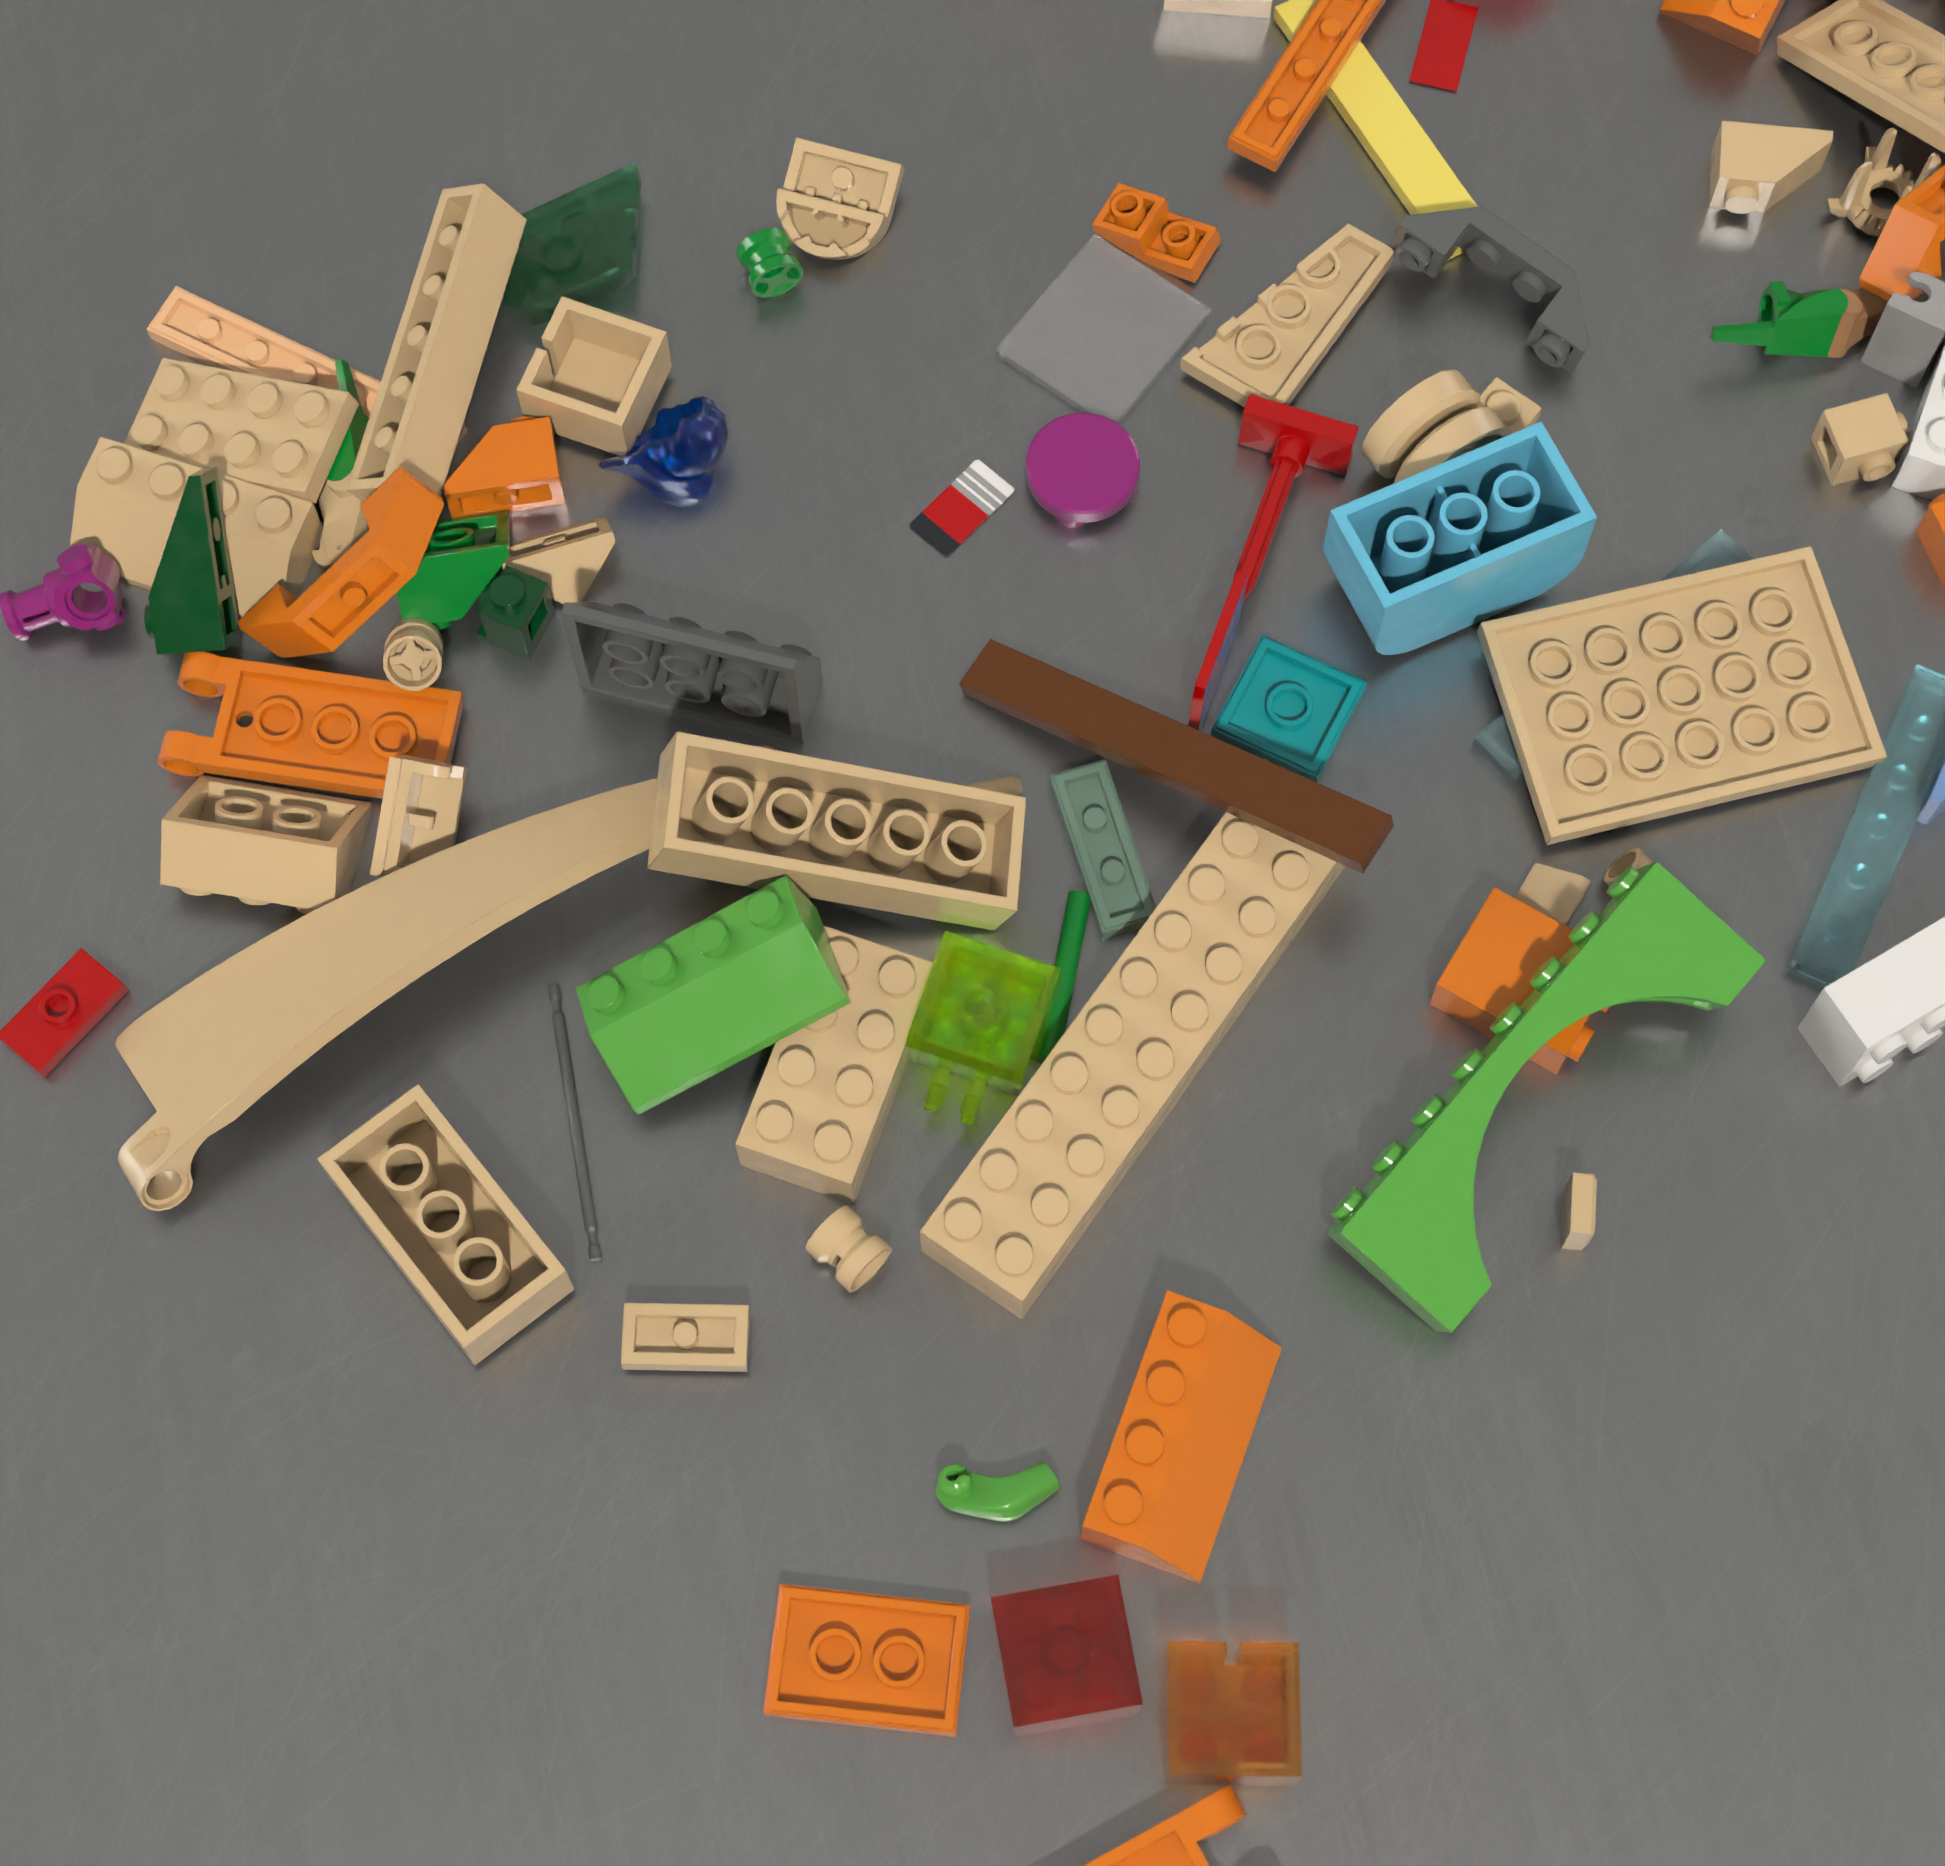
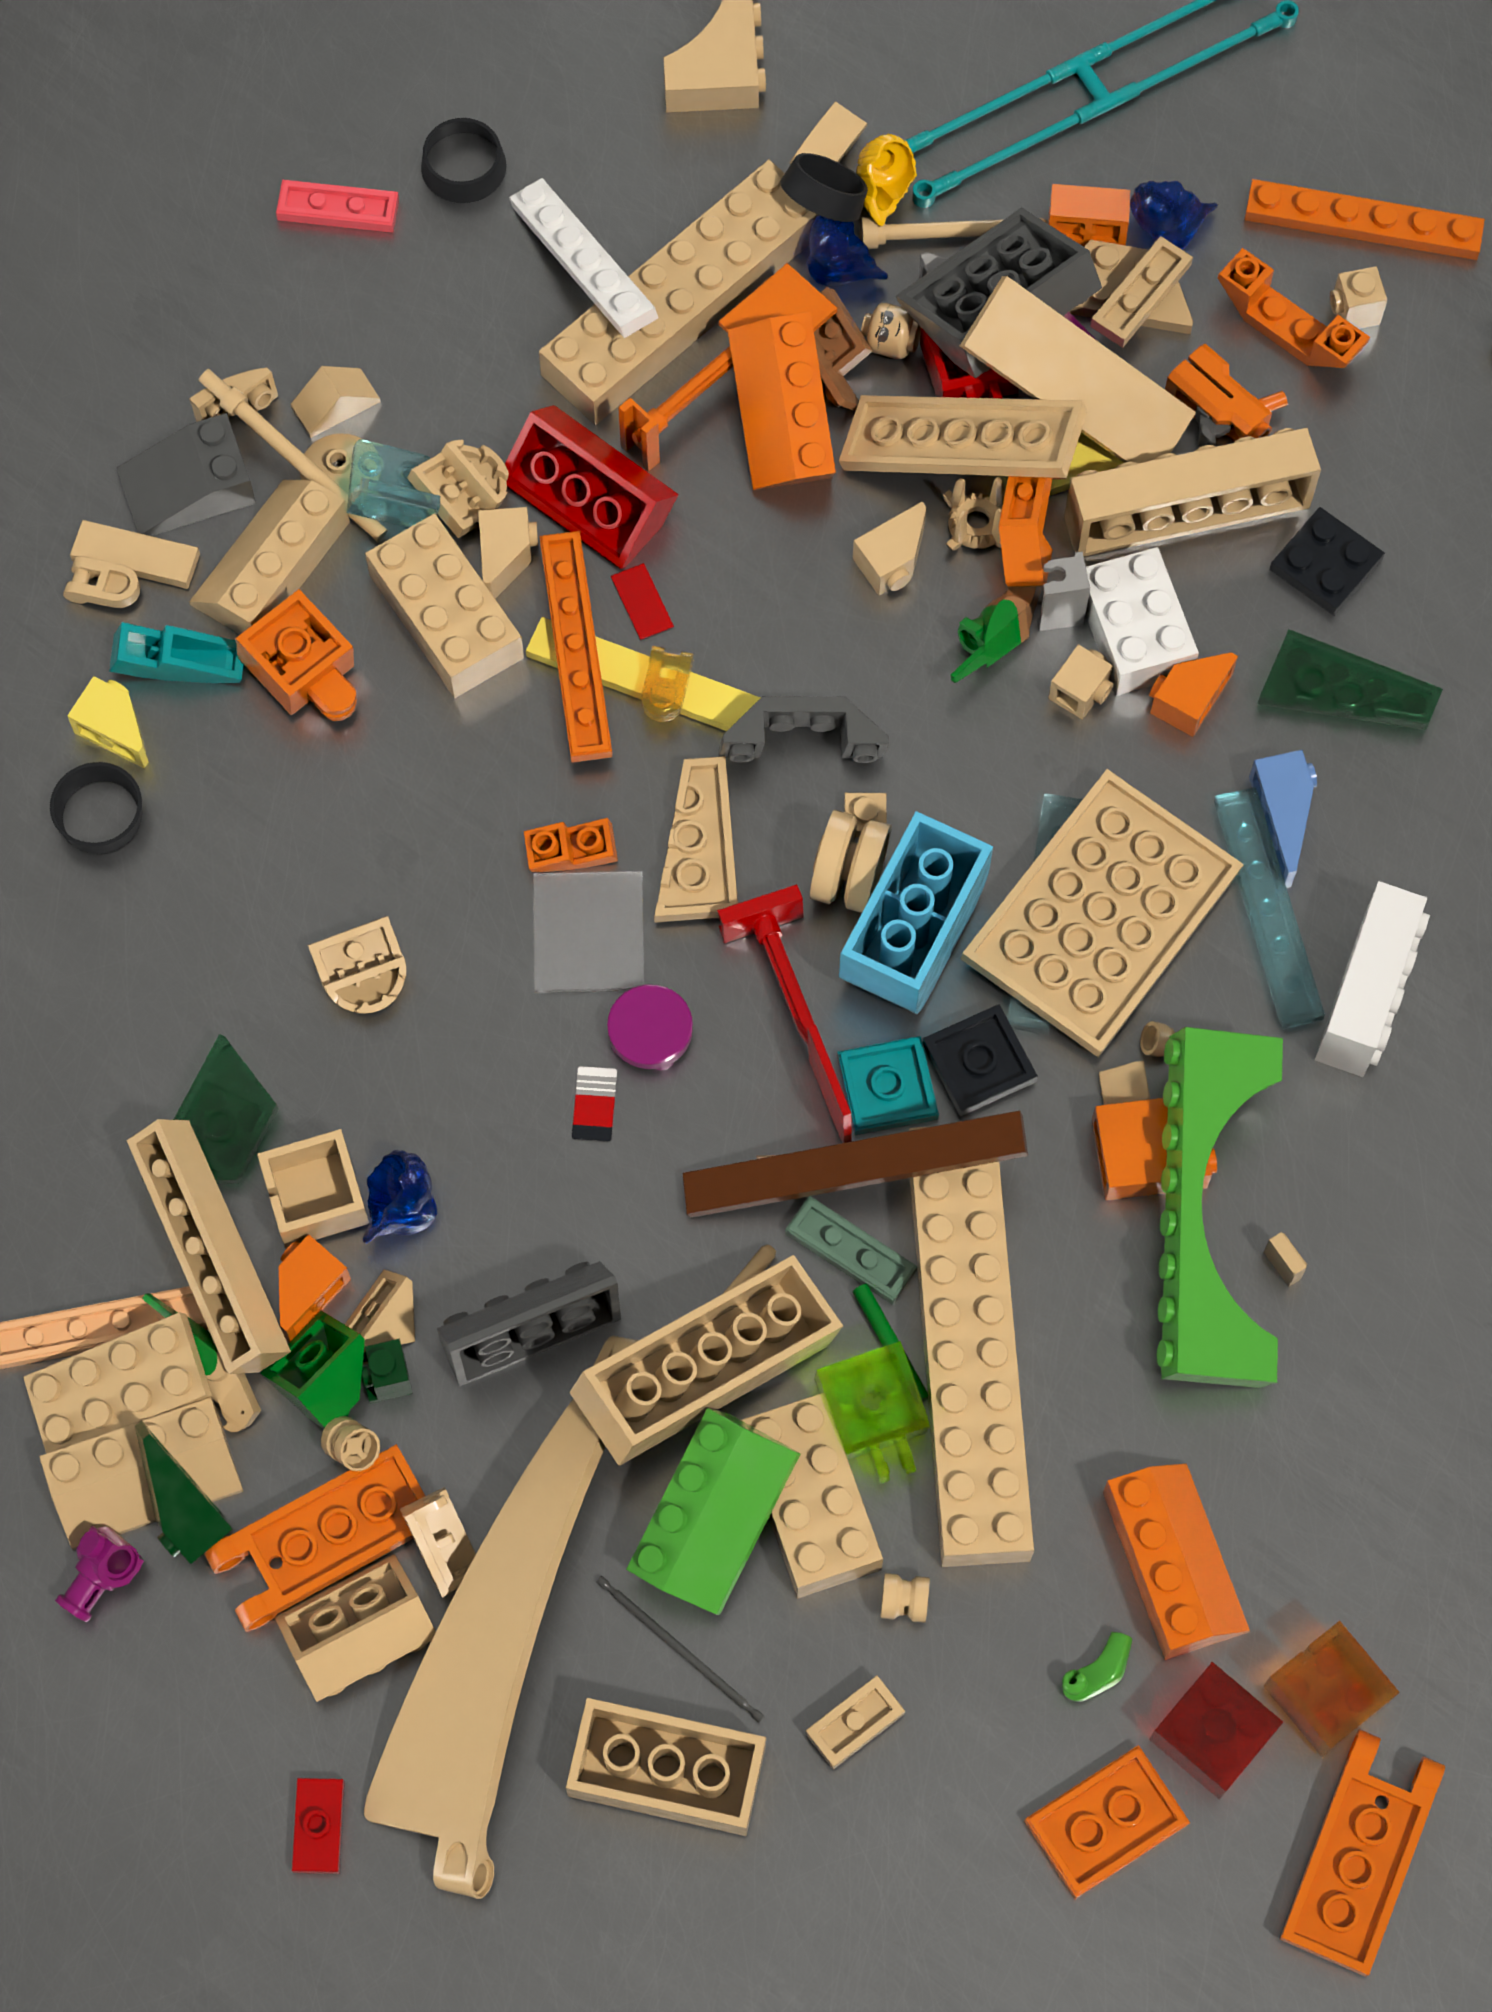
camera: 40 degrees left, 0 degrees up
(359, 583) = (287, 1366): orange slope -> none
(769, 262) = (354, 1036): green wheel -> none
(1381, 147) = (663, 696): none -> clear yellow plate
(1411, 753) = (979, 1060): none -> black plate

